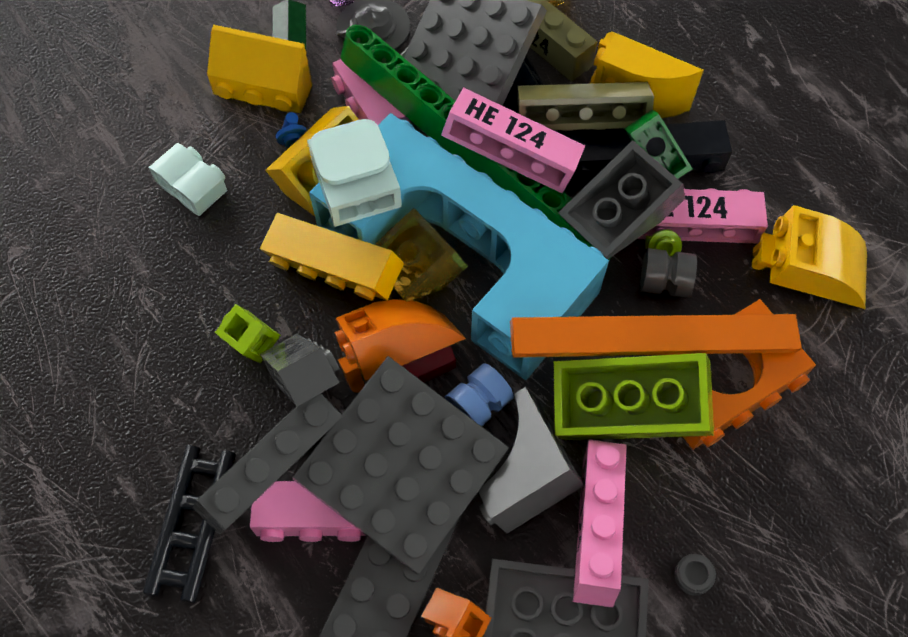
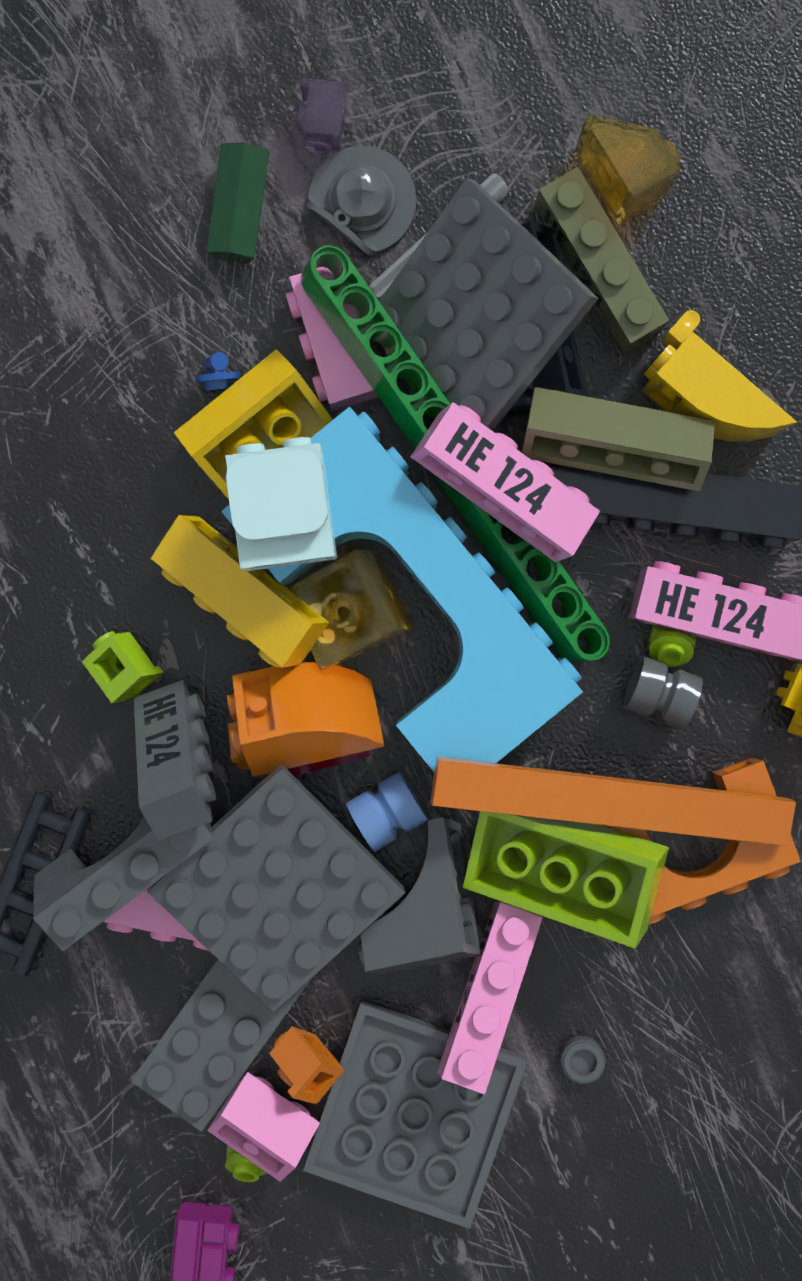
camera: 10 degrees right, 25 degrees up
(188, 178) = (71, 420): light aqua brick -> none
(258, 69) = (183, 268): yellow slope -> none
(623, 201) = (626, 604): dark grey slope -> none
(653, 126) = (704, 545): green piece -> none

